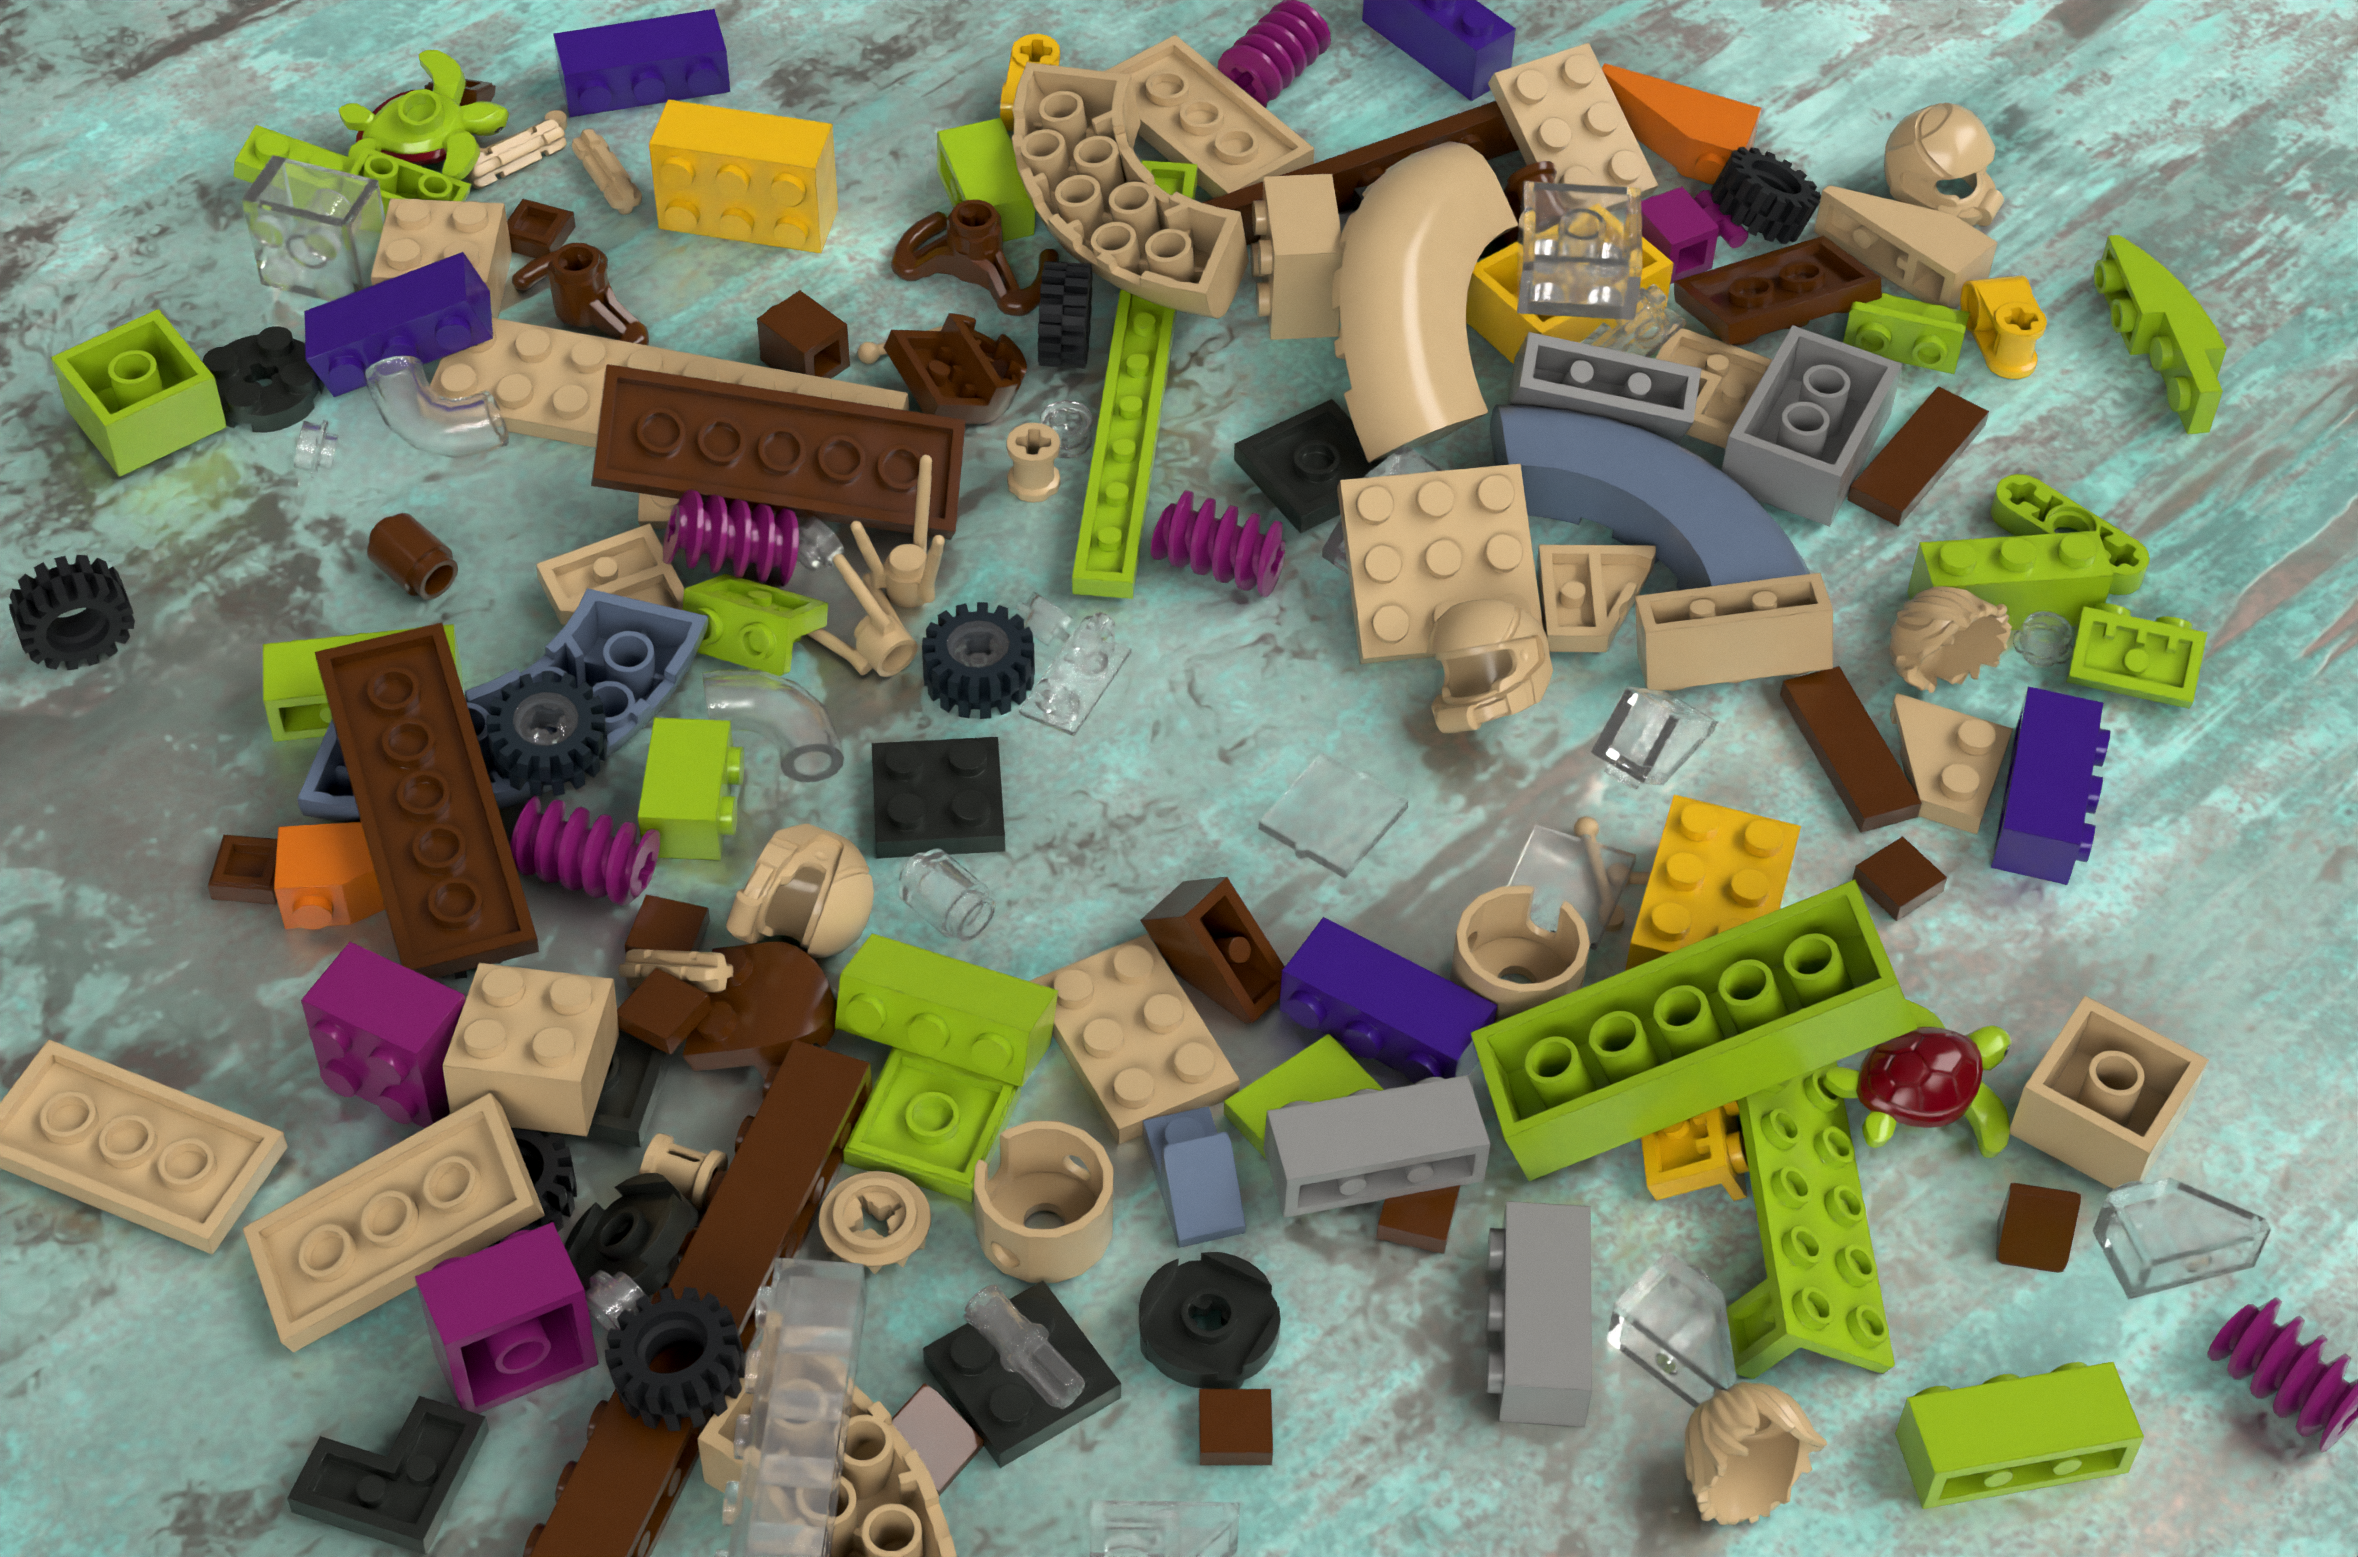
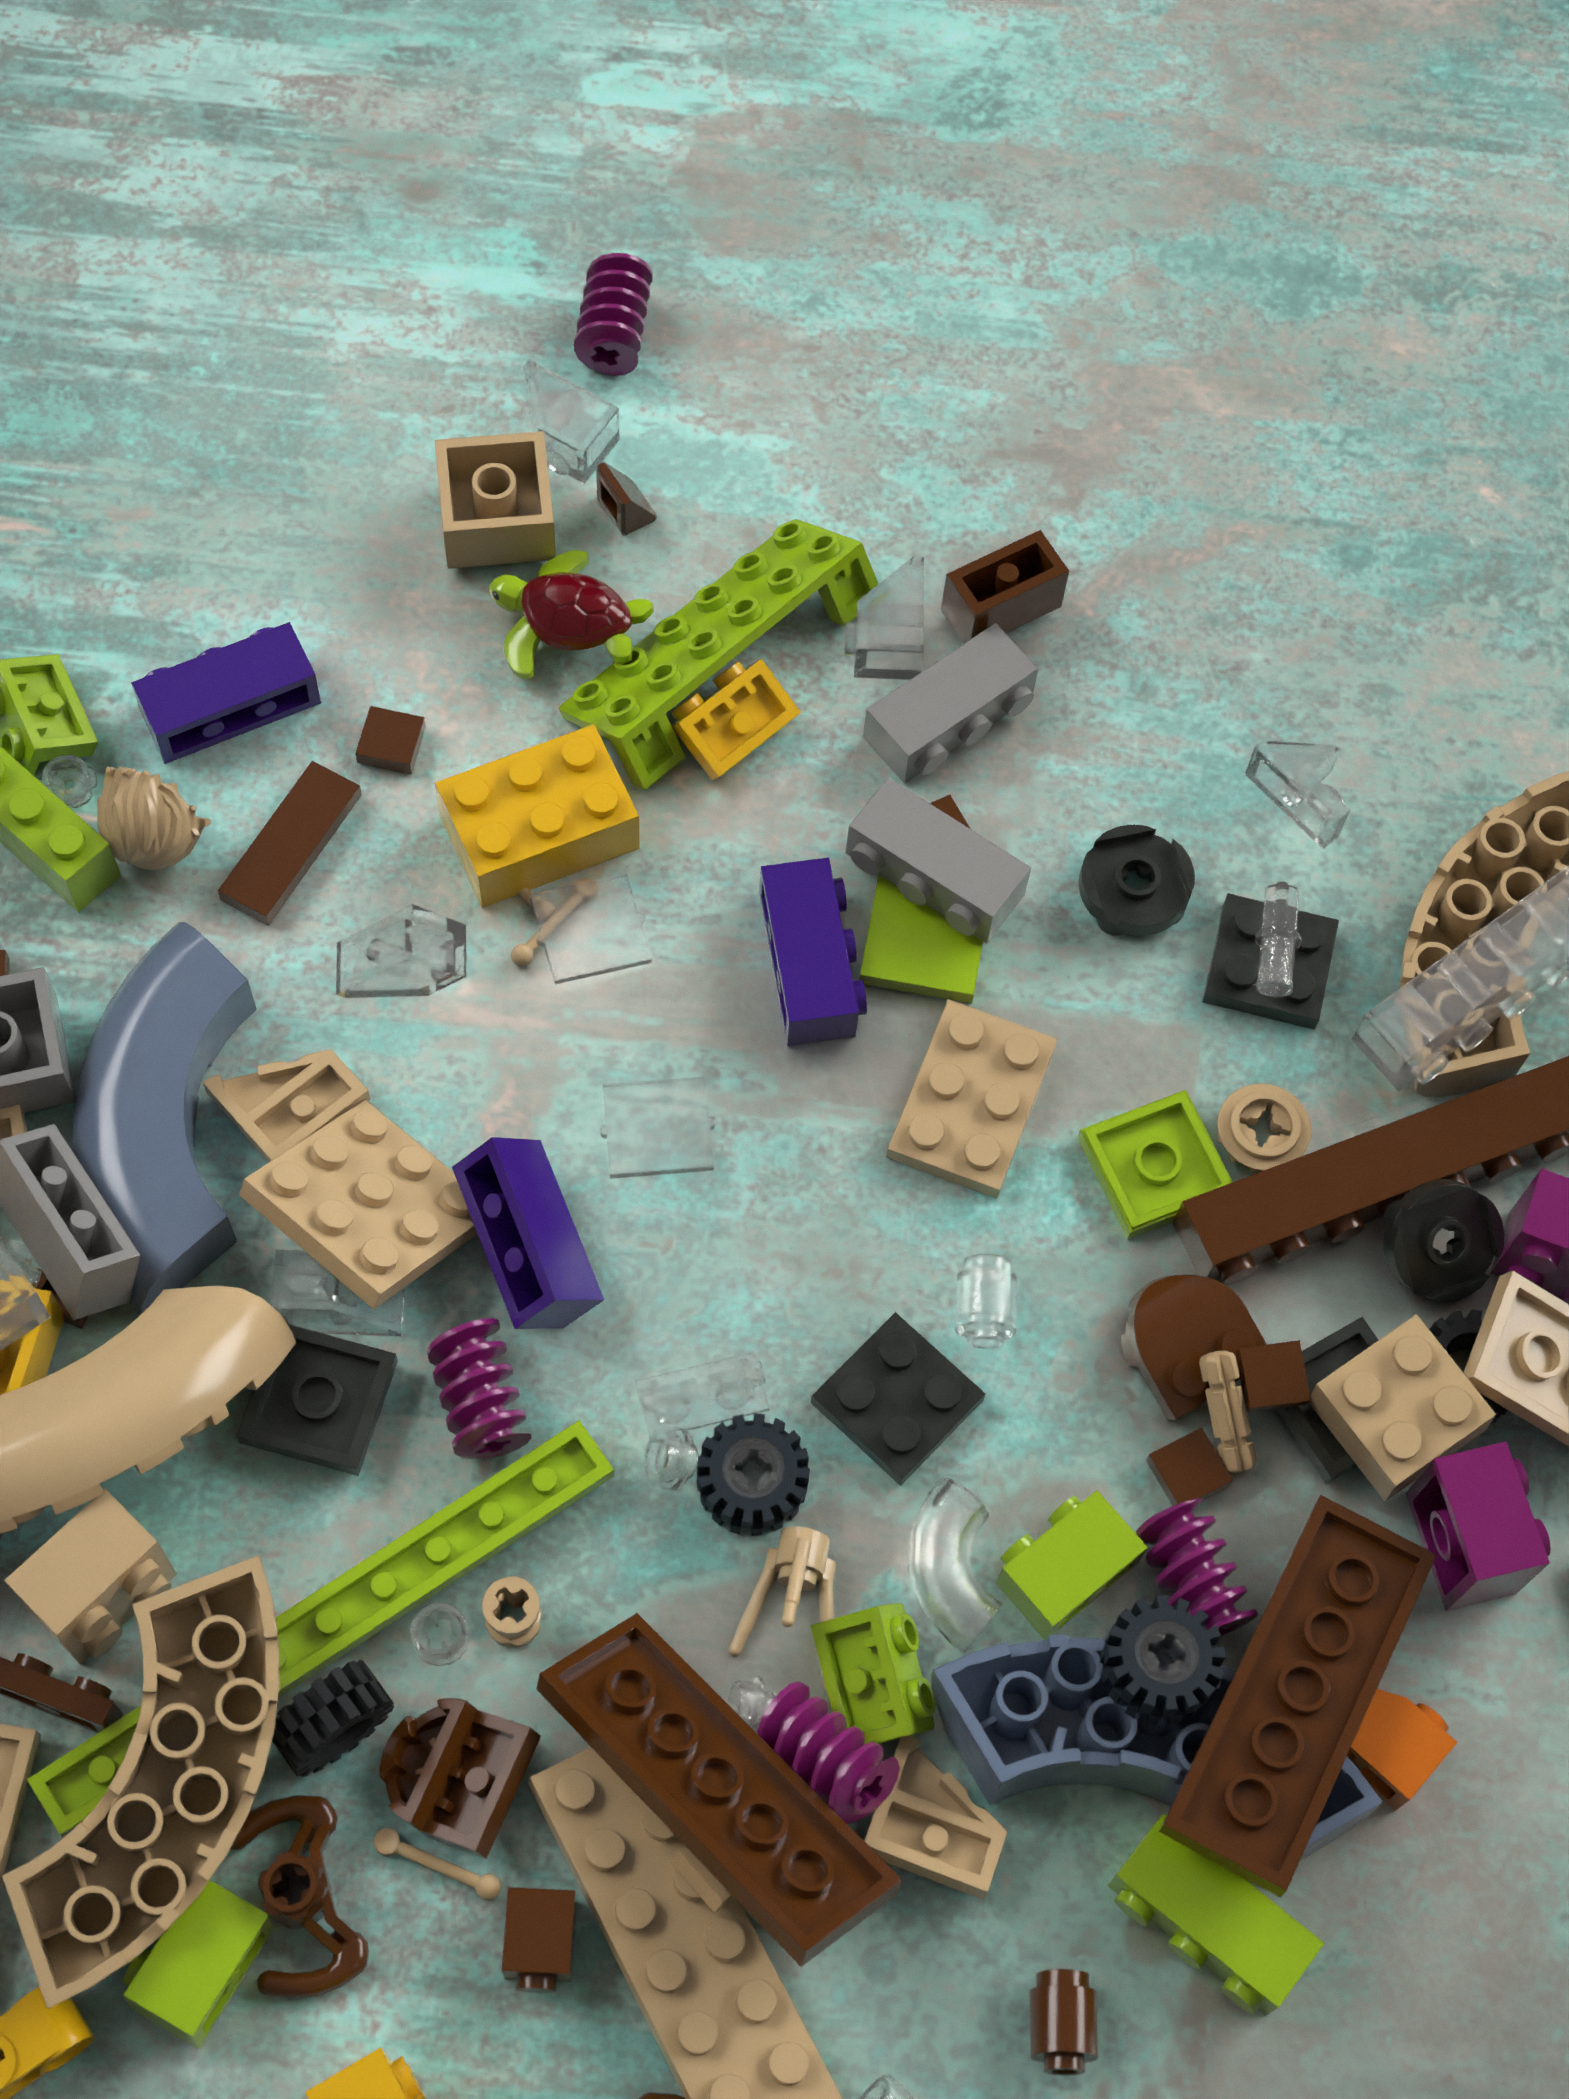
camera: 135 degrees left, 15 degrees up
(244, 870) = (1431, 1828): reddish brown tile -> none
(610, 1297) = (1504, 1179): clear plate -> none
(665, 1326) = (1531, 1073): black tyre -> none
(683, 1167) = (1354, 1268): tan bush -> none
(805, 888) = (1087, 1379): tan helmet -> none
(908, 570) = (714, 1602): tan plant -> none
(938, 1435) = (1366, 970): slope -> none
(946, 1009) = (1086, 1206): lime brick -> none
(1041, 1177) = (1172, 994): tan piece -> none
(1195, 1176) = (1038, 977): sand blue slope -> none
(1217, 946) = (861, 1094): reddish brown slope -> none
(1235, 1427) = (1185, 817): reddish brown tile -> none
(1313, 643) = (527, 1233): none -> dark purple brick
(1491, 662) = (448, 1095): tan helmet -> none
(1501, 939) = (720, 869): tan piece -> none
(1629, 1443) = (1005, 587): none -> reddish brown brick
(1692, 1031) = (701, 707): lime brick -> none
(1734, 632) = (265, 954): tan brick -> none
(1747, 1451) = (949, 534): tan hair -> none
(1949, 760) = (245, 774): tan wing -> none
(2018, 1434) = (790, 421): lime brick -> none

